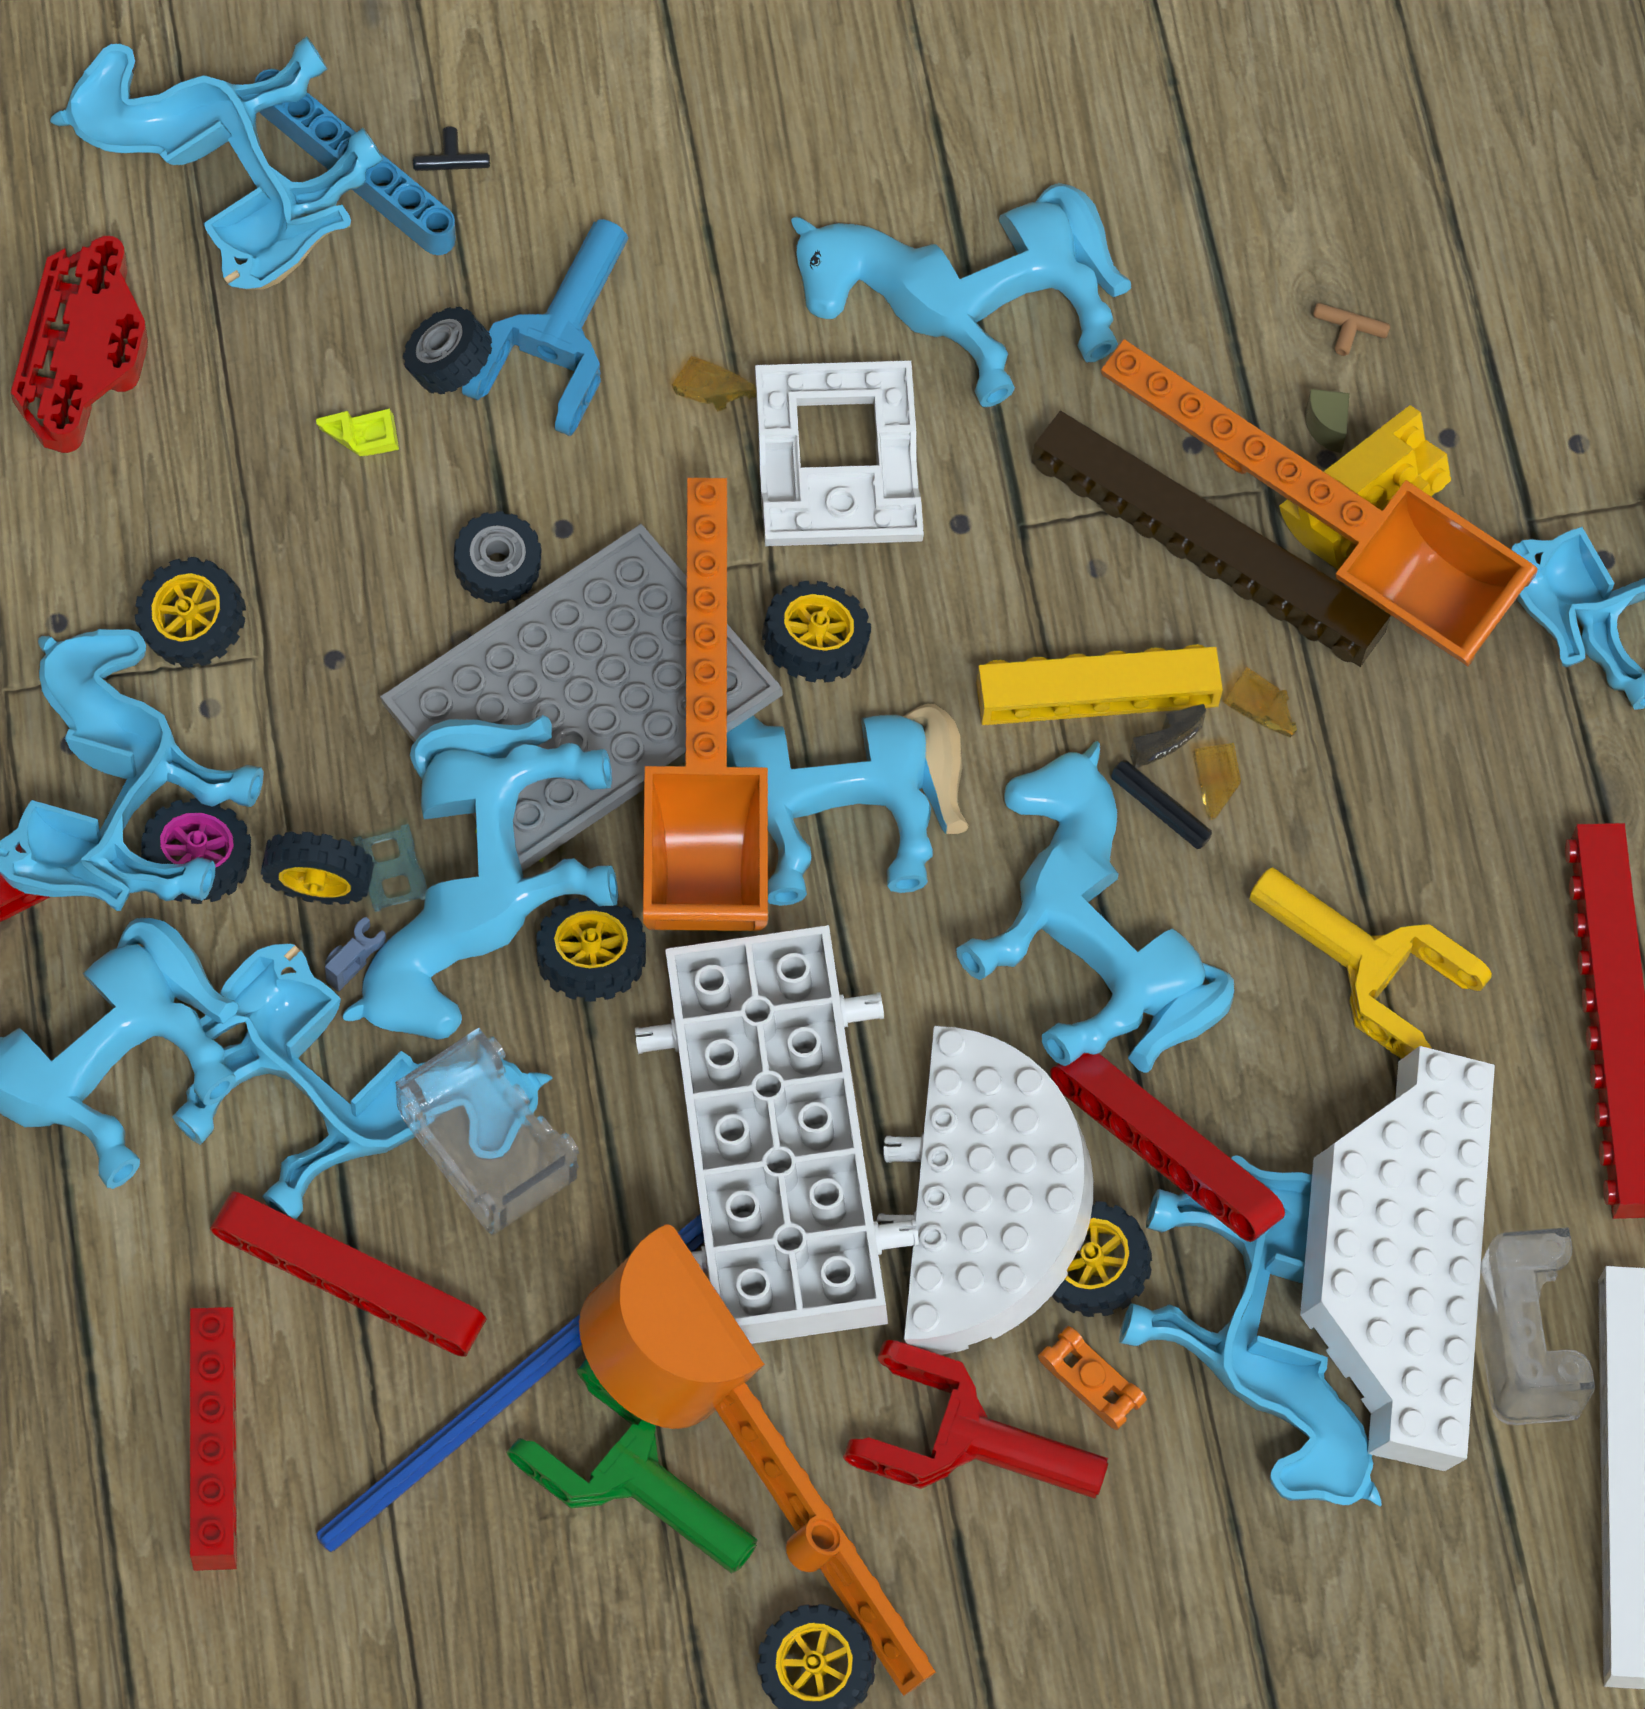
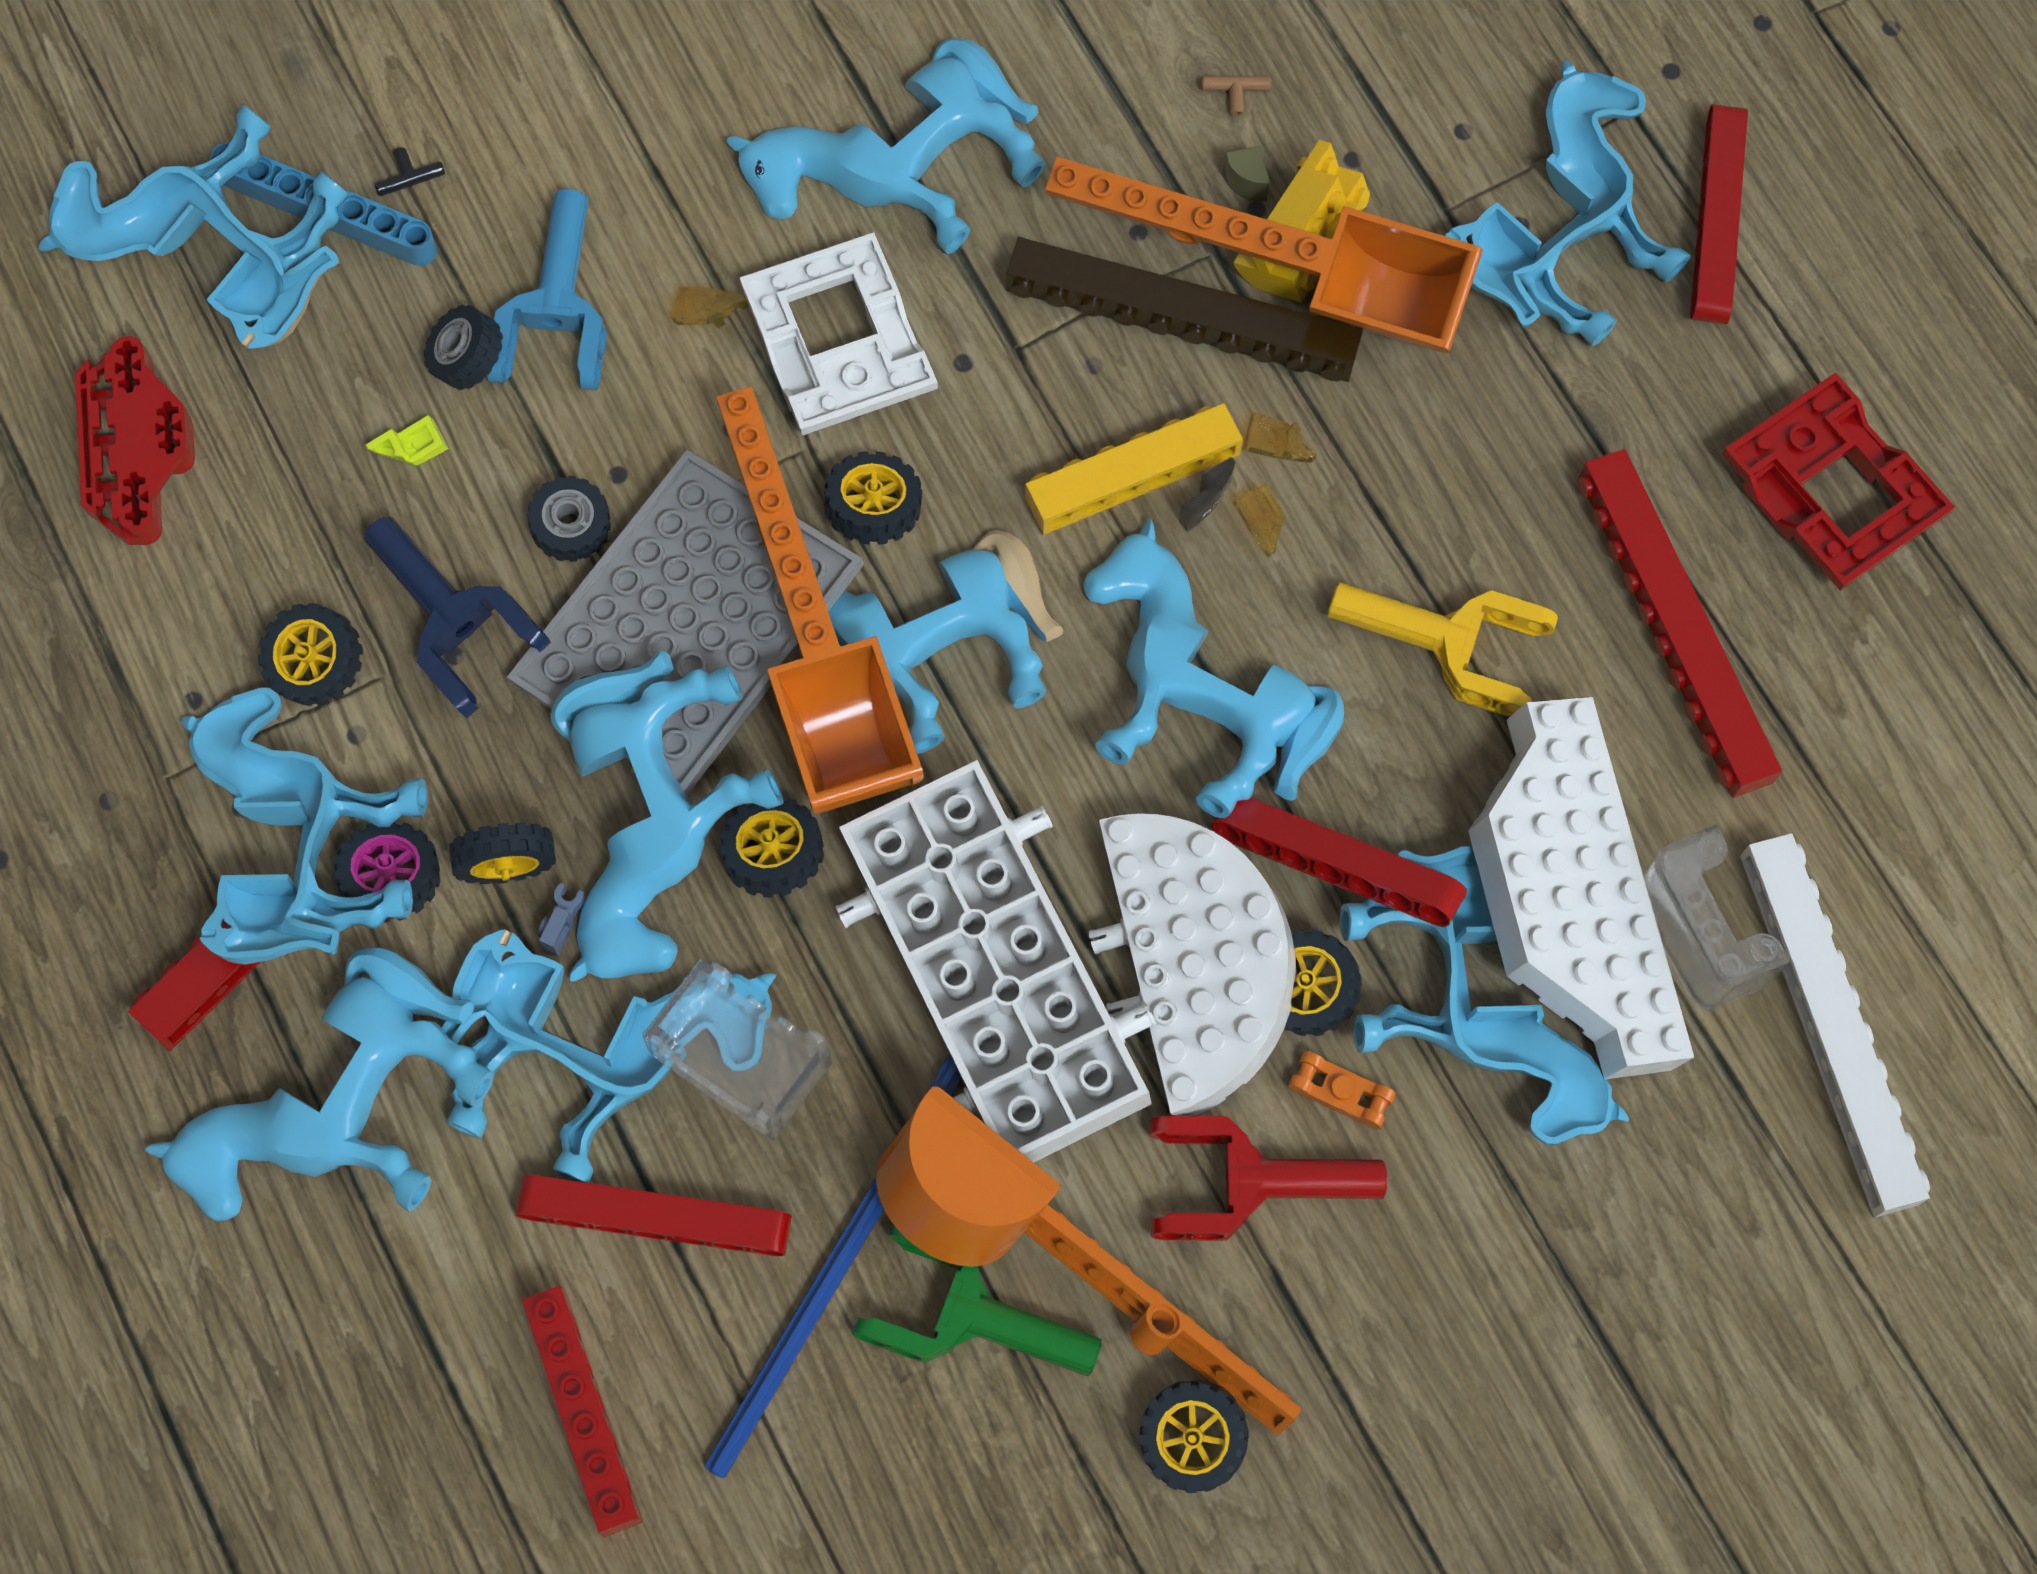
camera: 15 degrees left, 5 degrees up
(345, 614) = (451, 612): none -> dark blue piece
(404, 865) = (577, 823): clear light blue piece -> none
(1161, 804) = (1222, 556): black axle -> none

